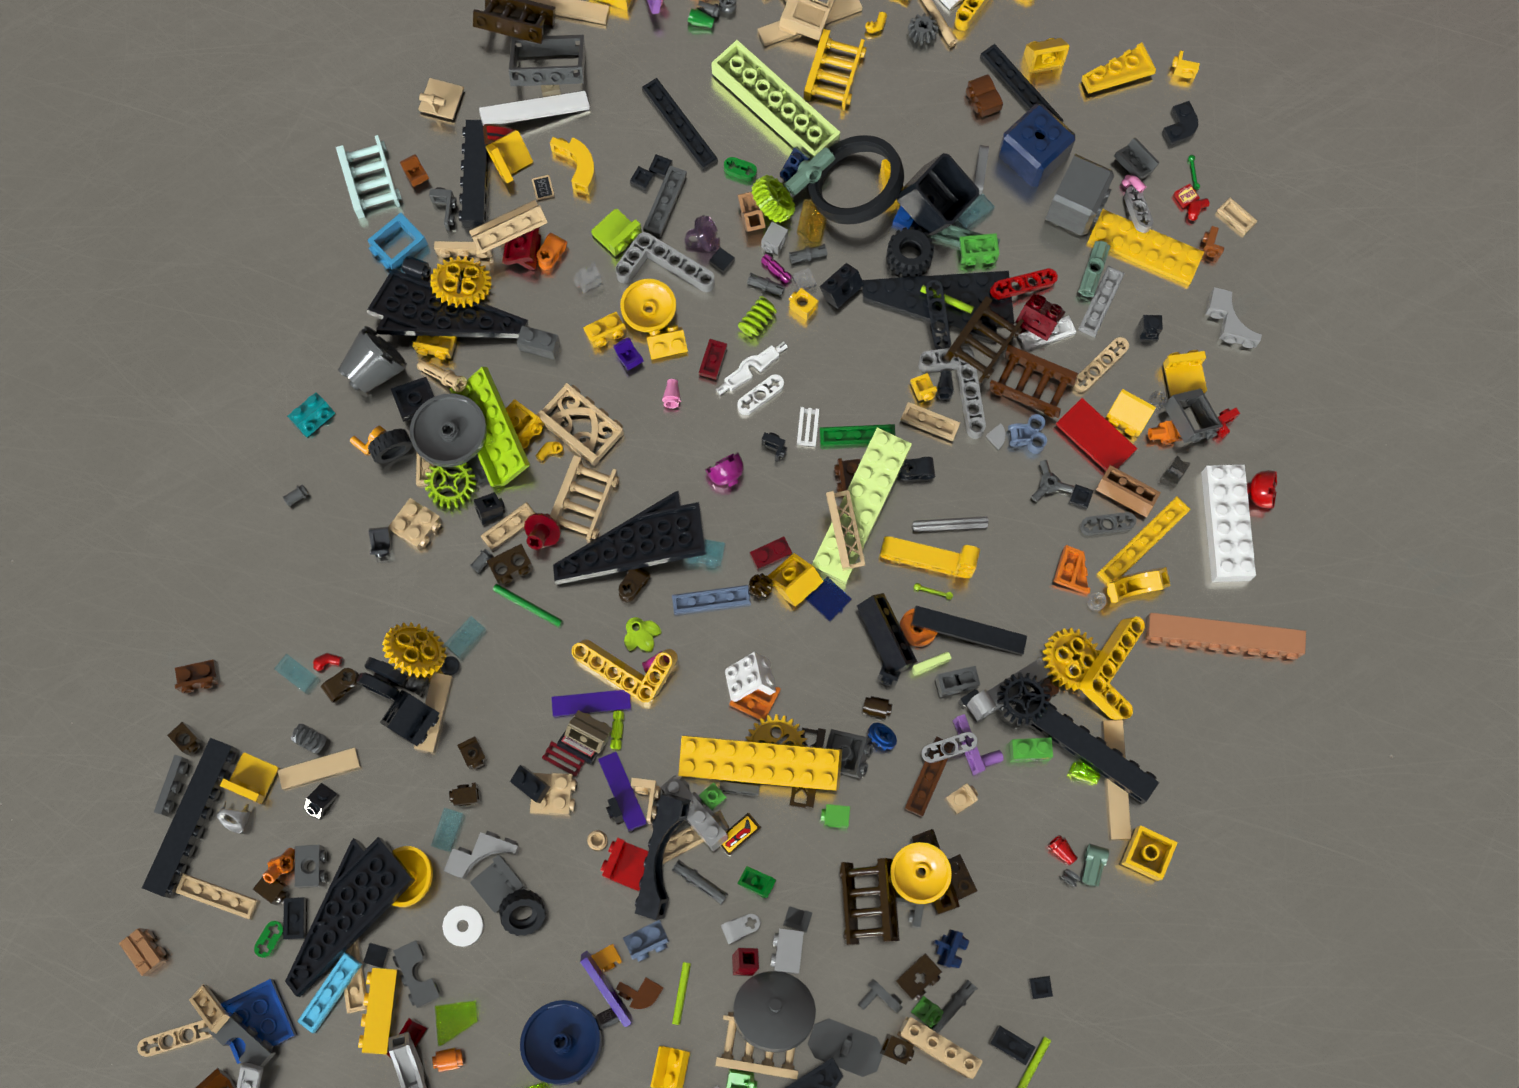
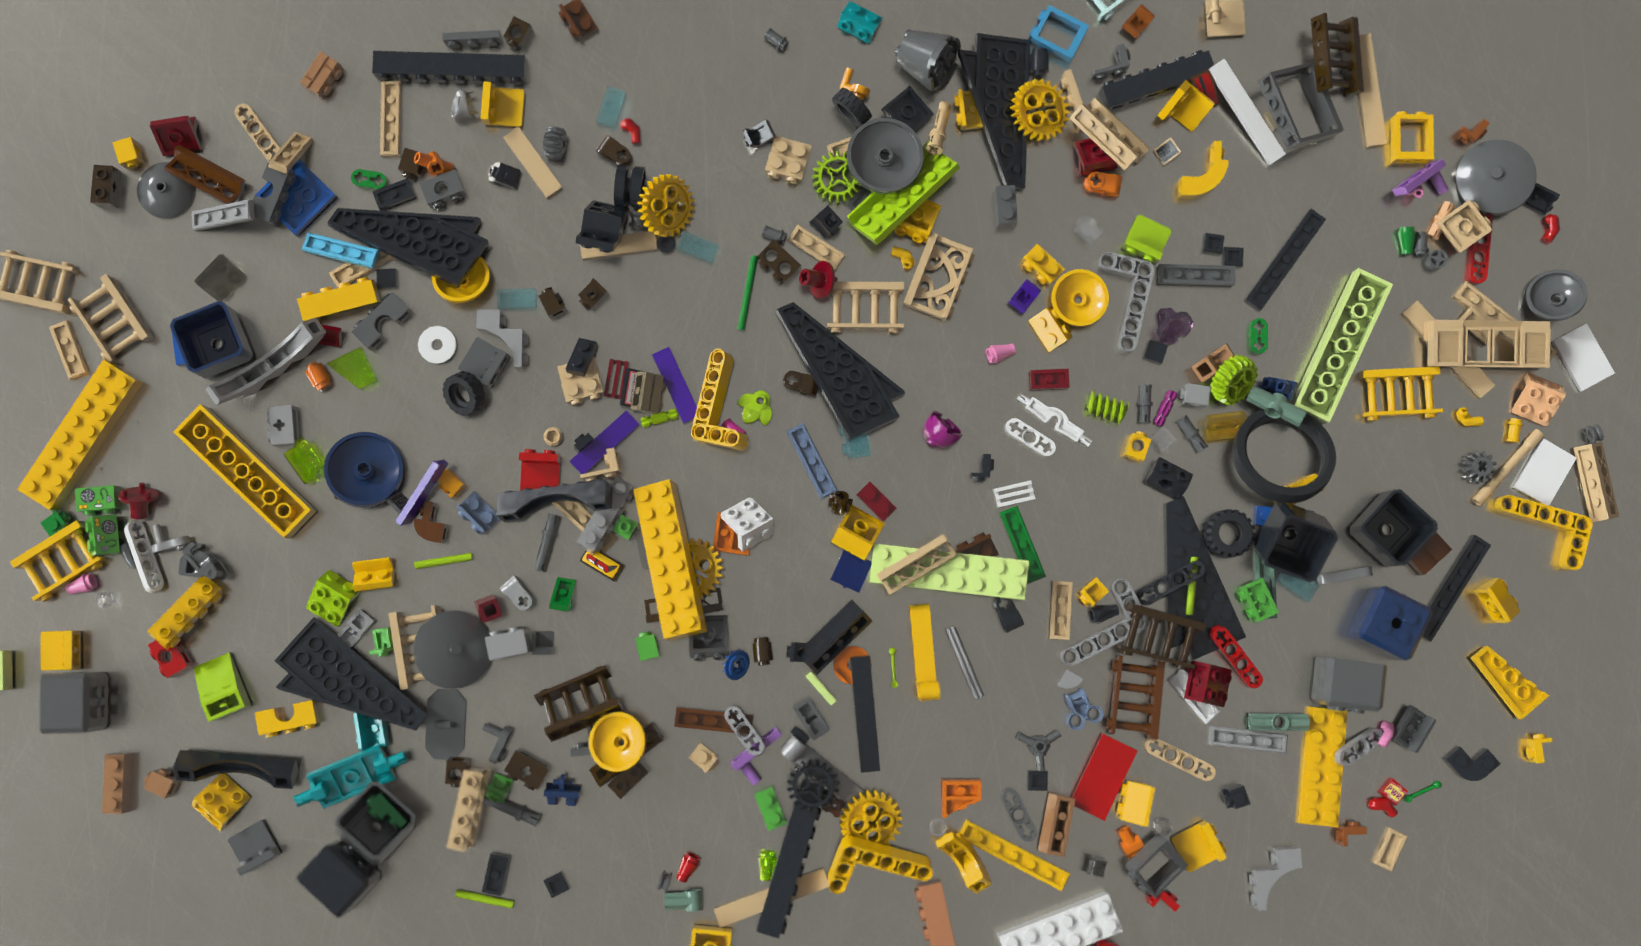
camera: 70 degrees right, 10 degrees up
(957, 100) = (1409, 528): none -> black plate

